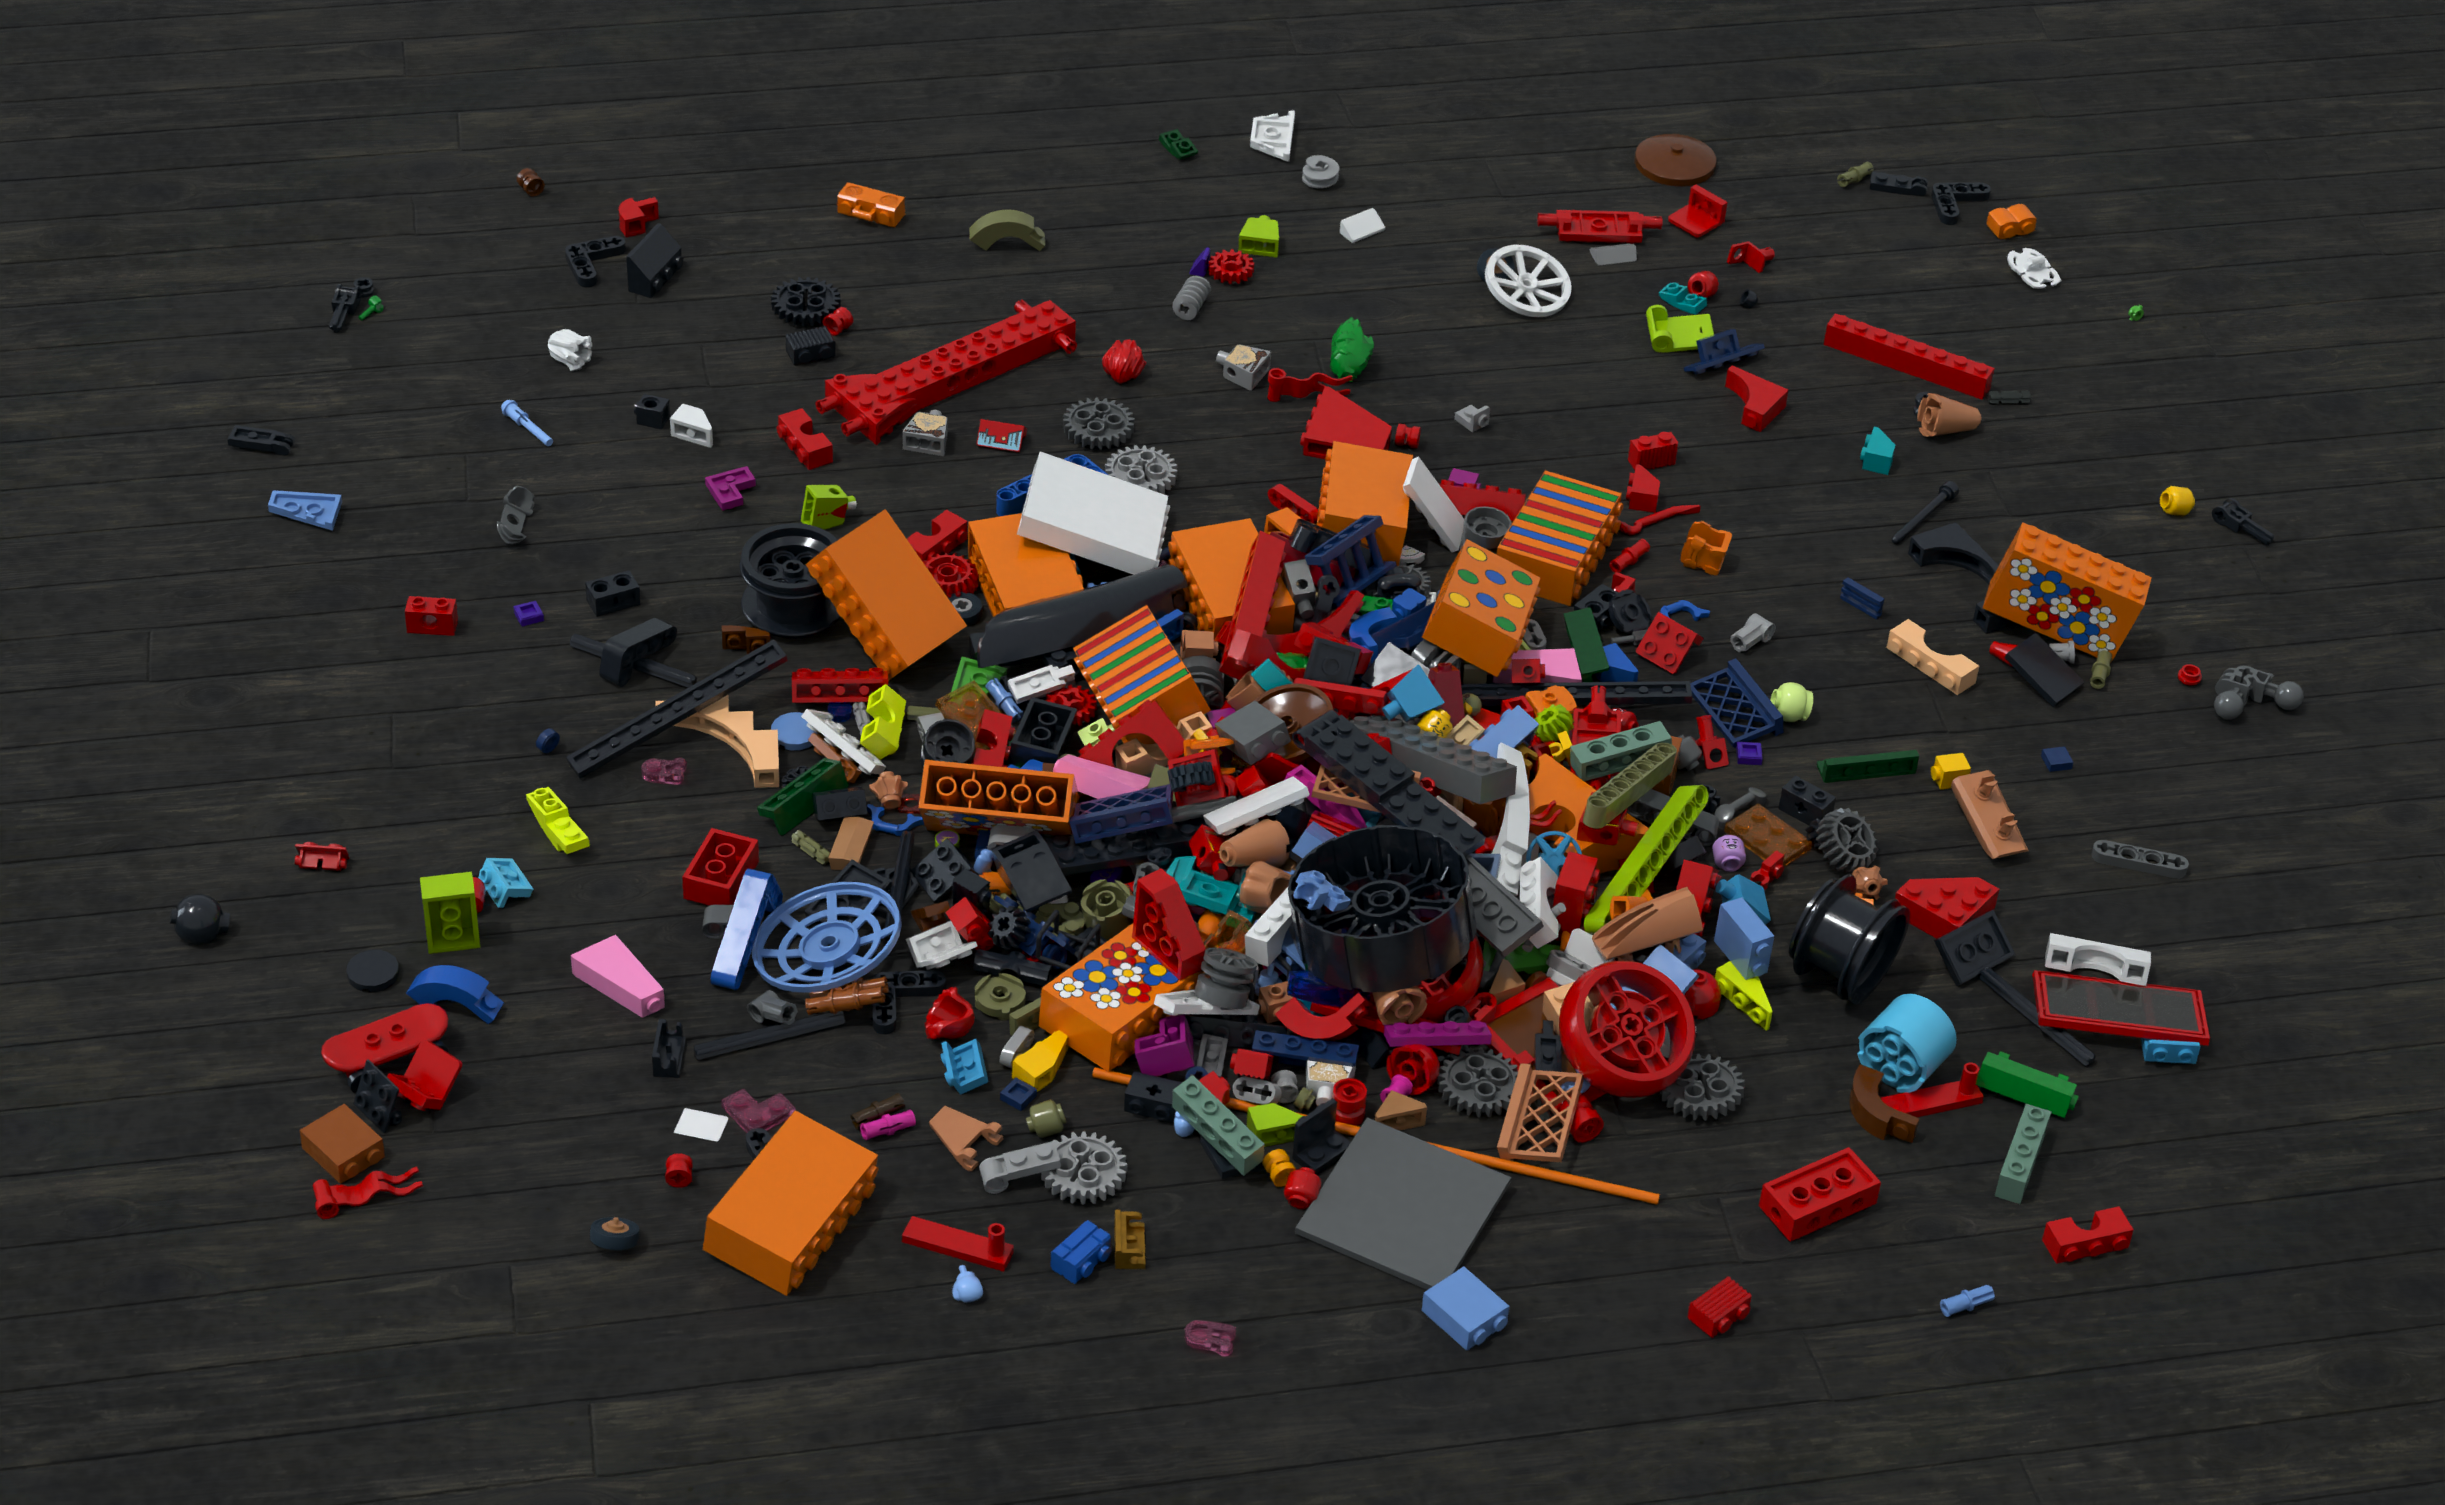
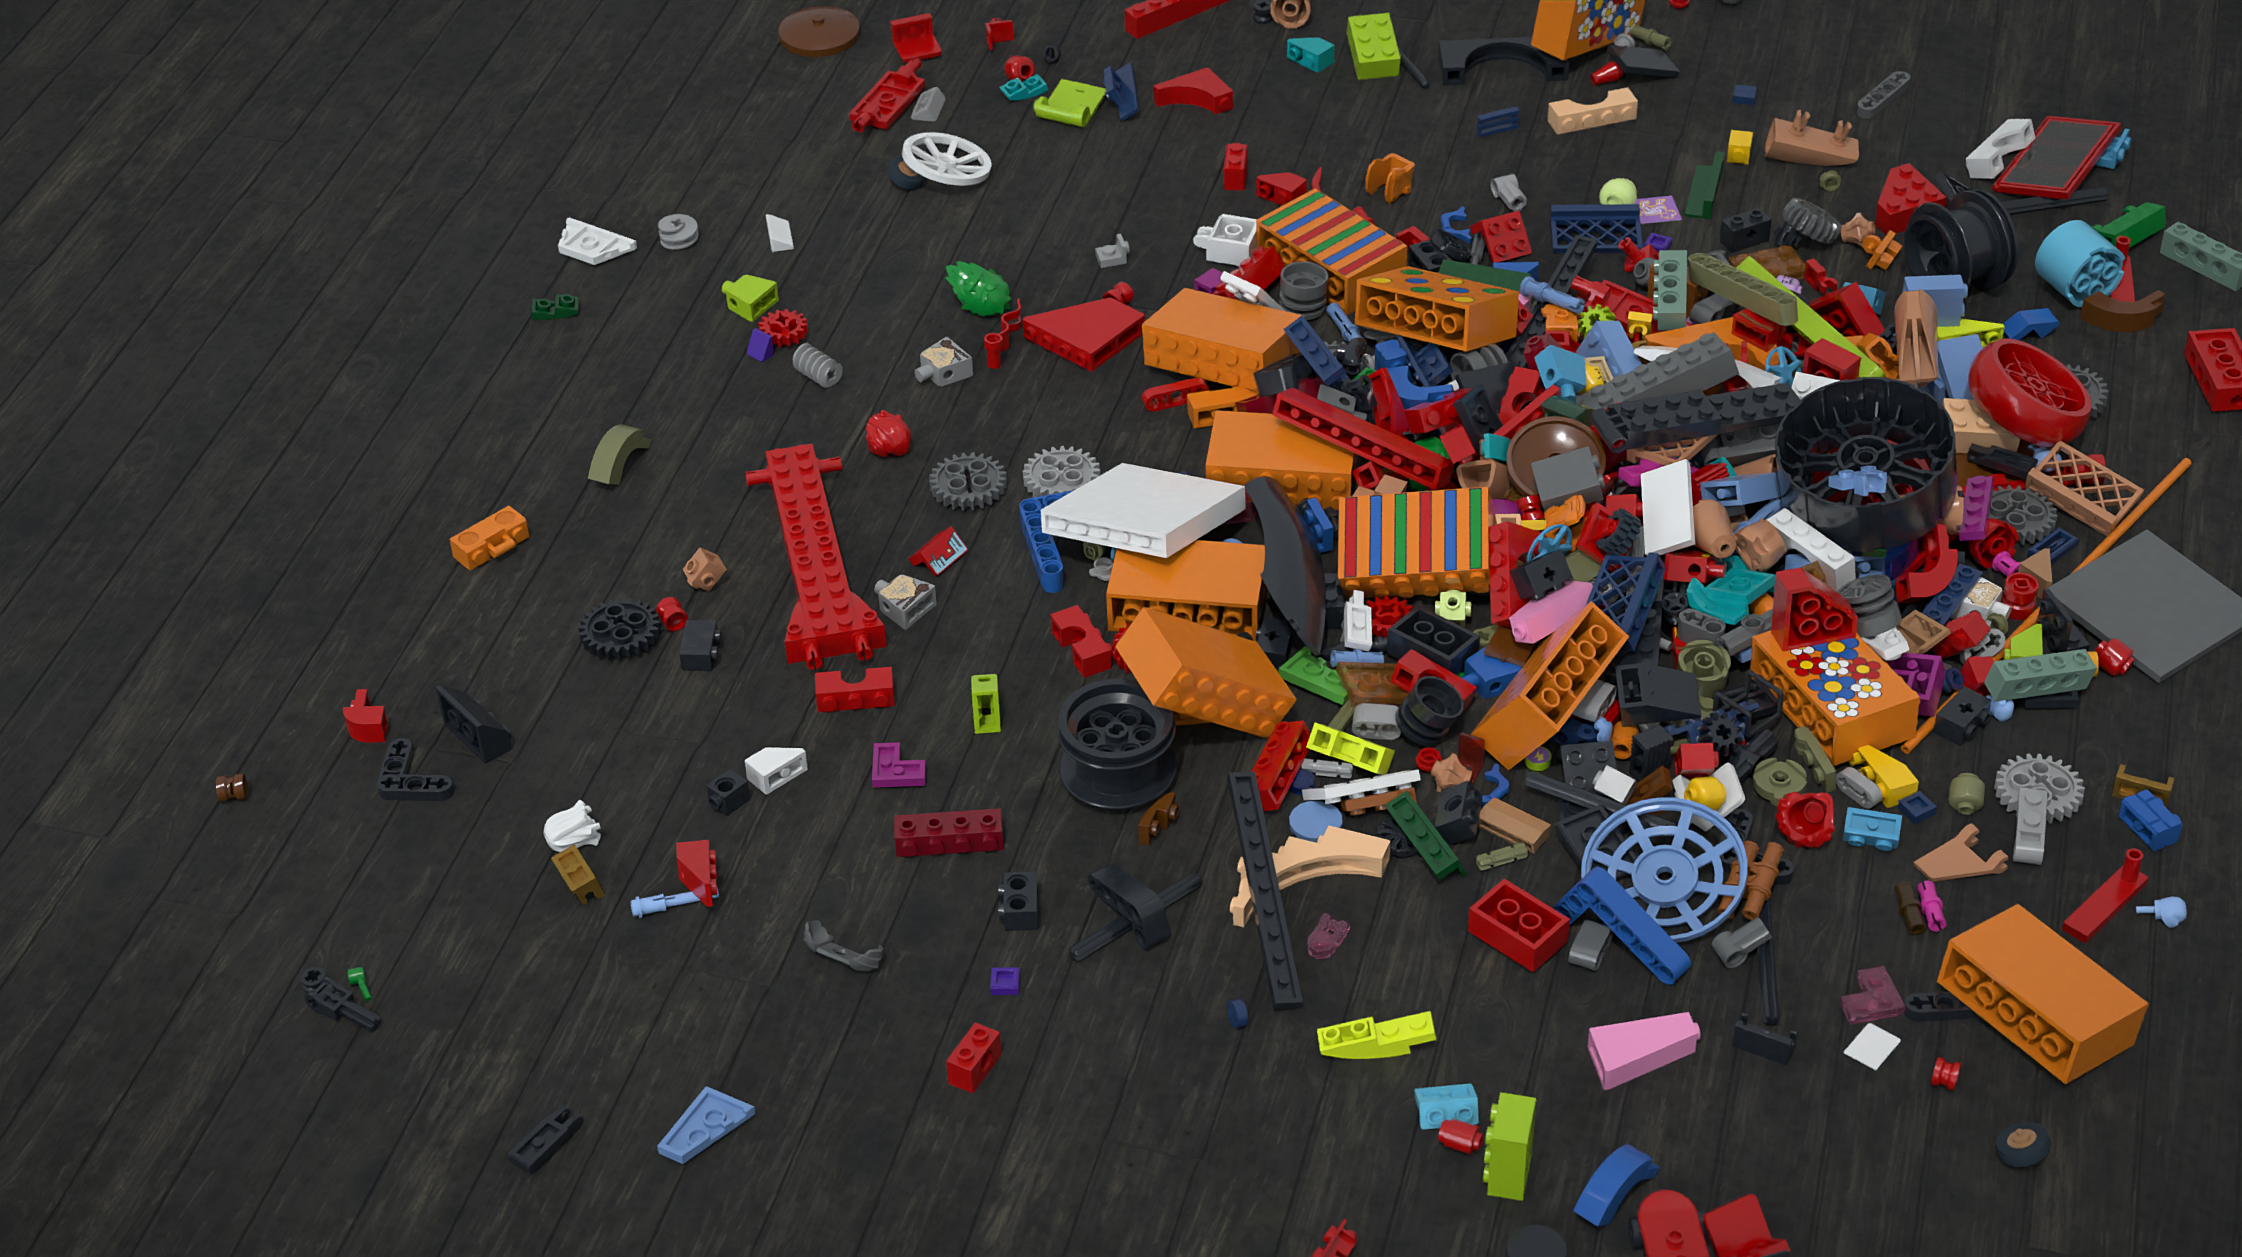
camera: 60 degrees left, 0 degrees up
(525, 368) = (577, 873): none -> pearl gold hinge
(555, 419) = (698, 869): none -> red slope
(668, 535) = (948, 832): none -> dark red brick
(894, 318) = (704, 569): none -> nougat brick
(907, 774) = (1427, 758): none -> red plate
(920, 887) = (1614, 785): none -> brick
(928, 937) = (1706, 791): none -> yellow head
(1141, 755) = (1541, 574): none -> black brick
(1167, 750) = (1549, 544): none -> dark azure wheel
(1234, 1032) = (1921, 632): none -> medium nougat slope
(1360, 710) = (1564, 407): none -> clear green brick
(1453, 1124) = (2057, 548): none -> dark blue tile
(1527, 471) = (1229, 241): none -> white hinge
(1567, 692) = (1543, 292): none -> medium blue pin
(1805, 1038) = (2025, 321): none -> blue slope
(1811, 742) = (1658, 209): none -> medium lavender sticker
(1911, 483) = (1373, 46): none -> lime brick
(1946, 848) = (1830, 185): none -> olive plate

